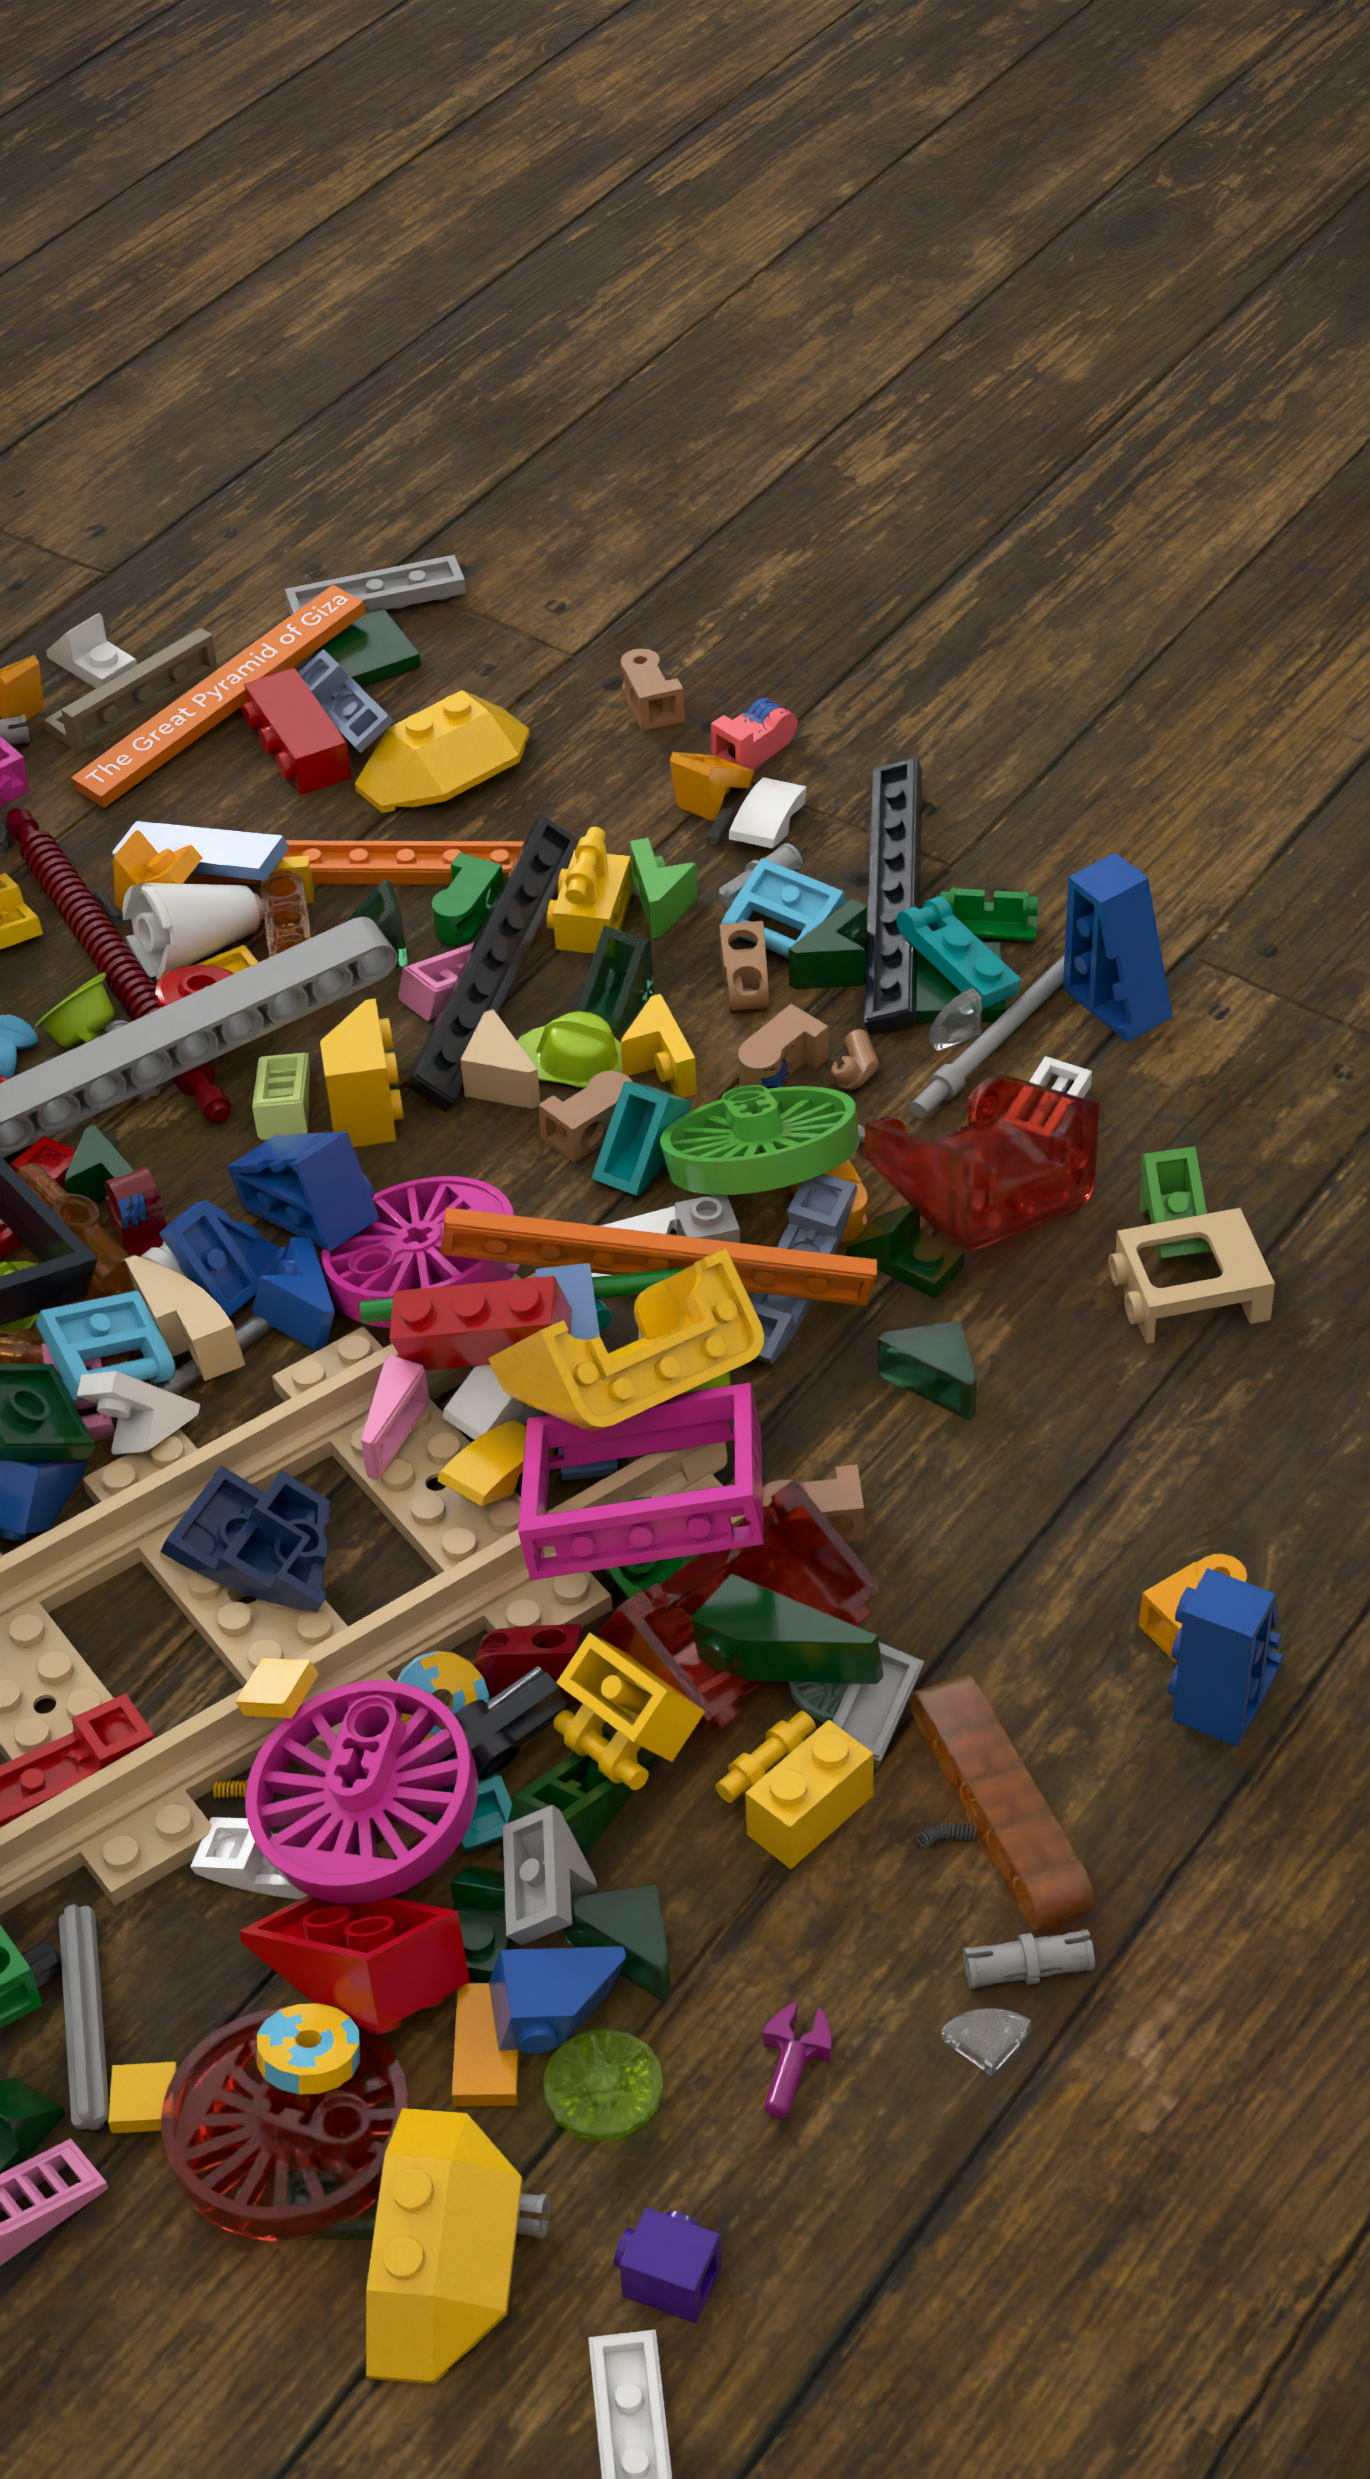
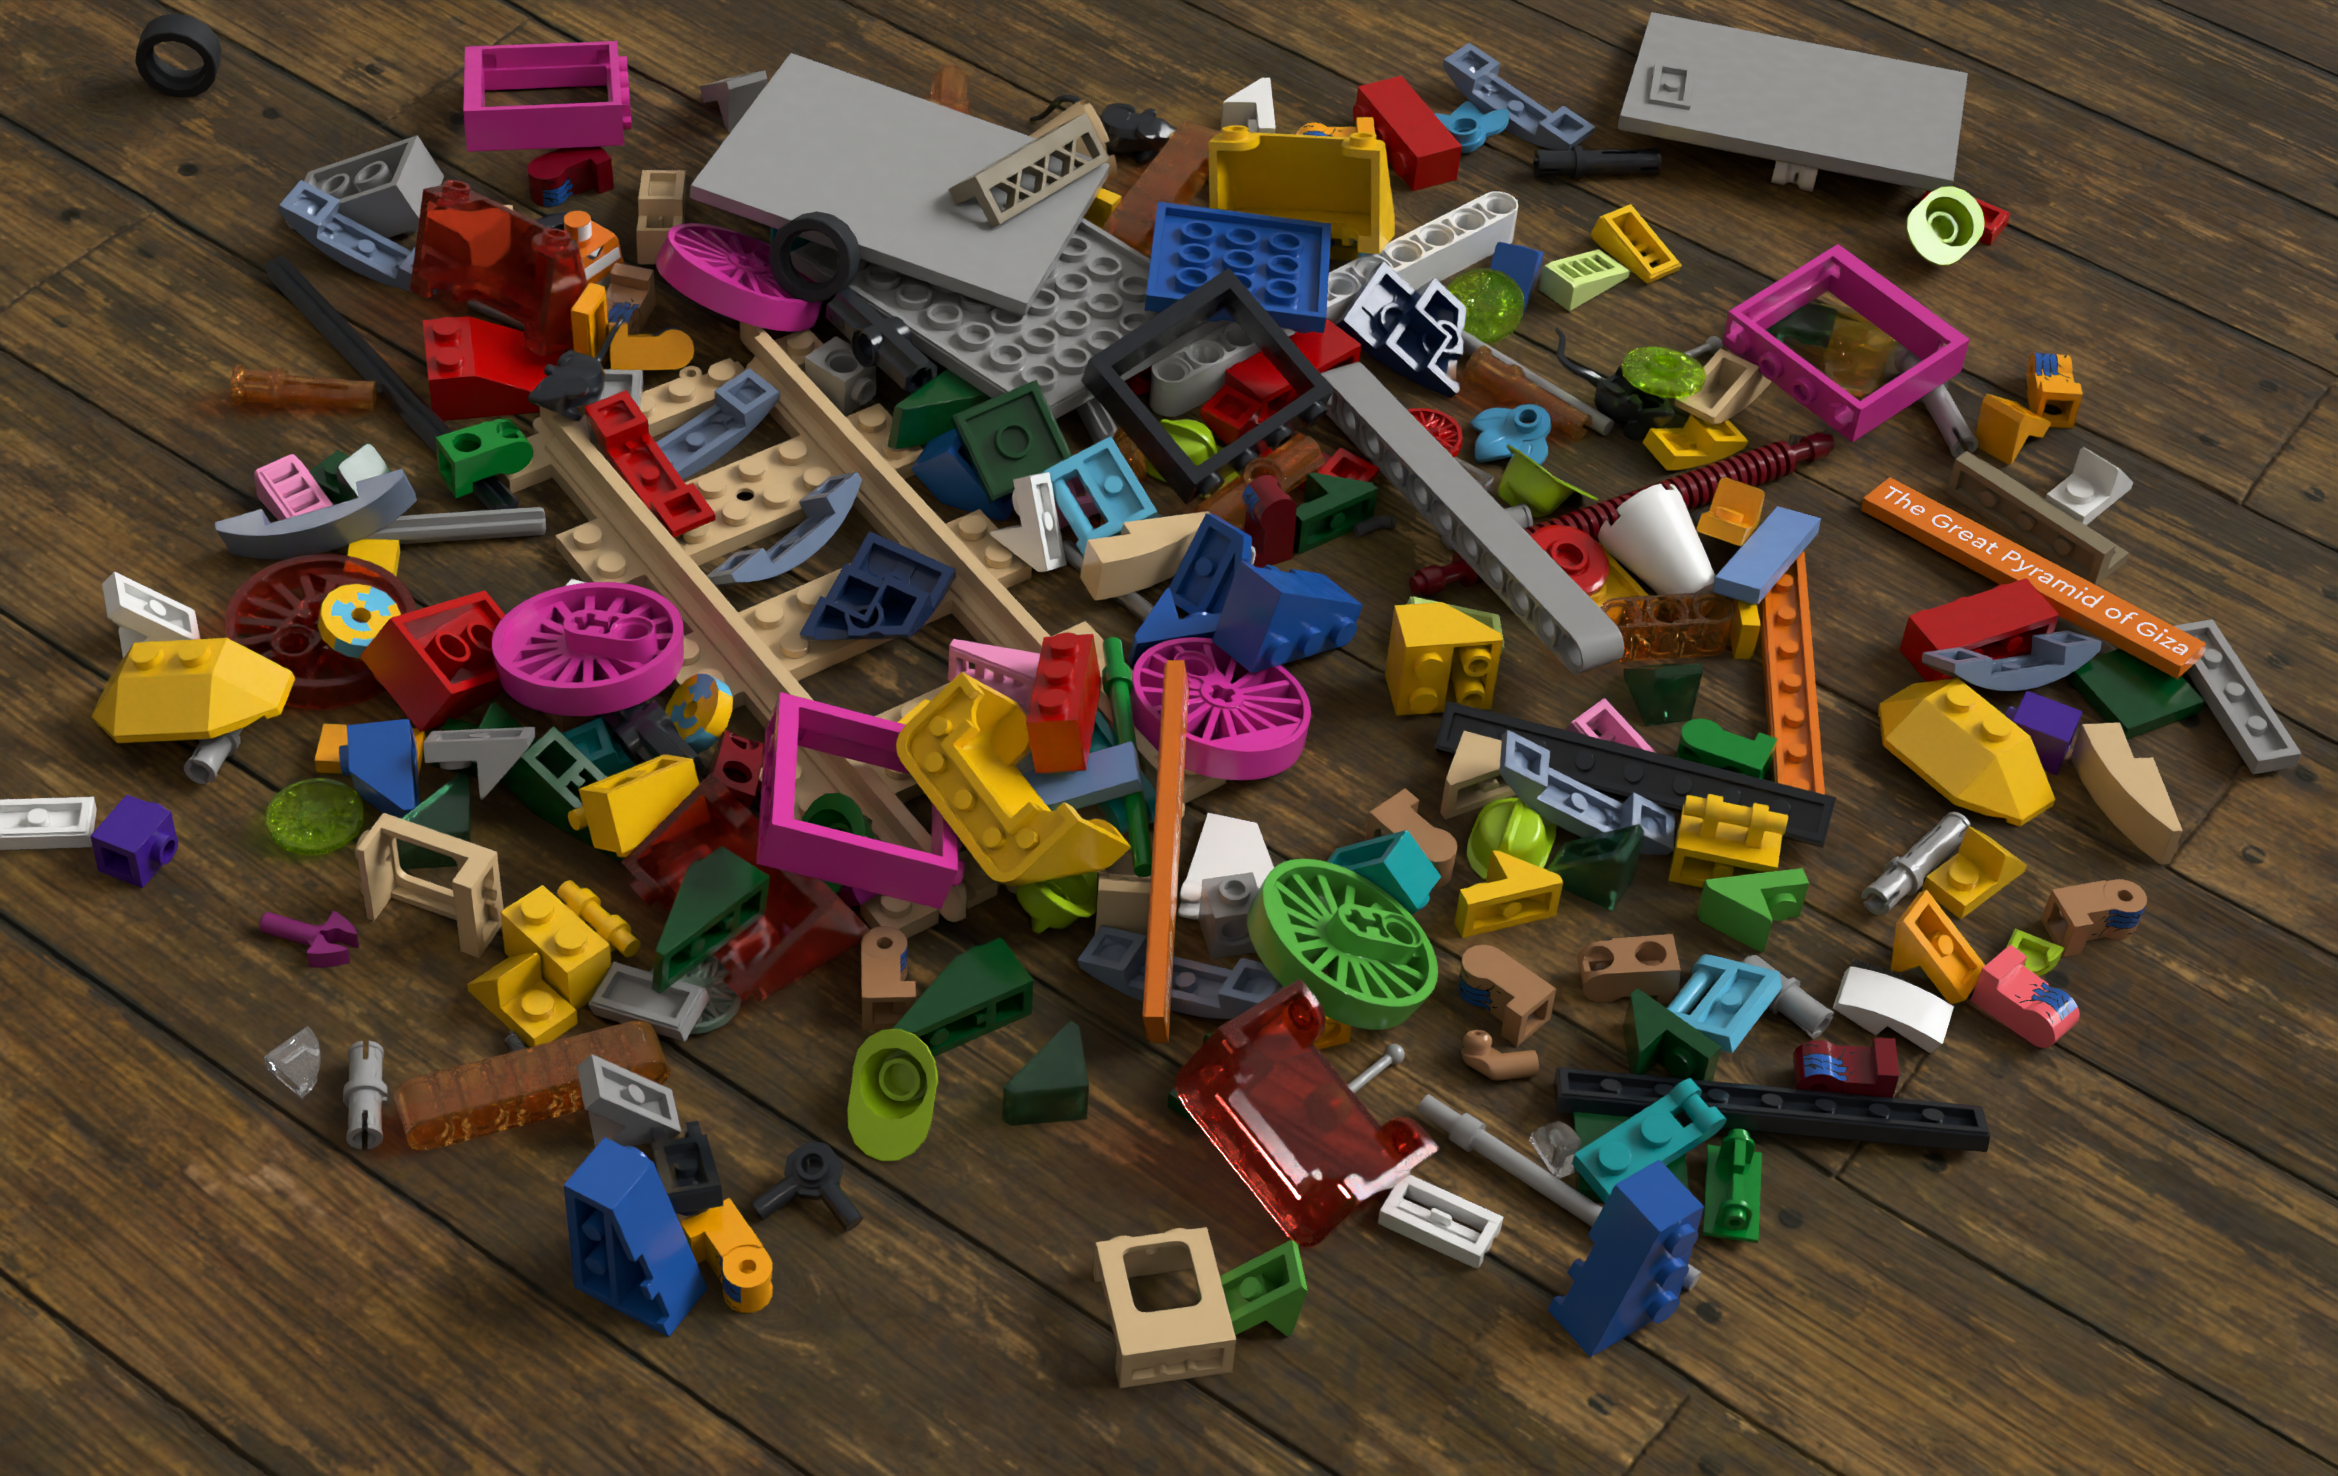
camera: 85 degrees right, 0 degrees up
(88, 2068) = (322, 530): none -> sand blue slope
(136, 1636) = (825, 510): none -> sand blue slope
(273, 2335) = (146, 613): none -> white slope
(277, 1688) = (691, 589): yellow tile -> none
(425, 688) = (2049, 725): none -> dark purple brick
(501, 656) = (2127, 789): none -> tan slope
(547, 981) = (1576, 805): none -> sand blue slope
(599, 760) = (1973, 874): none -> yellow slope
(629, 806) = (1907, 873): none -> light grey pin
(690, 736) = (2041, 954): none -> lime tile
(753, 1866) = (475, 892): none -> tan window
(831, 1429) = (971, 998): none -> dark green slope
(849, 836) = (1847, 1068): none -> dark red leg
(866, 1832) = (523, 1000): none -> yellow slope
(980, 1478) = (892, 1094): none -> lime piece
(1026, 1712) = (624, 1103): none -> light grey slope
(1082, 1547) = (811, 1174): none -> black piece
(1105, 1635) = (687, 1170): none -> black hinge

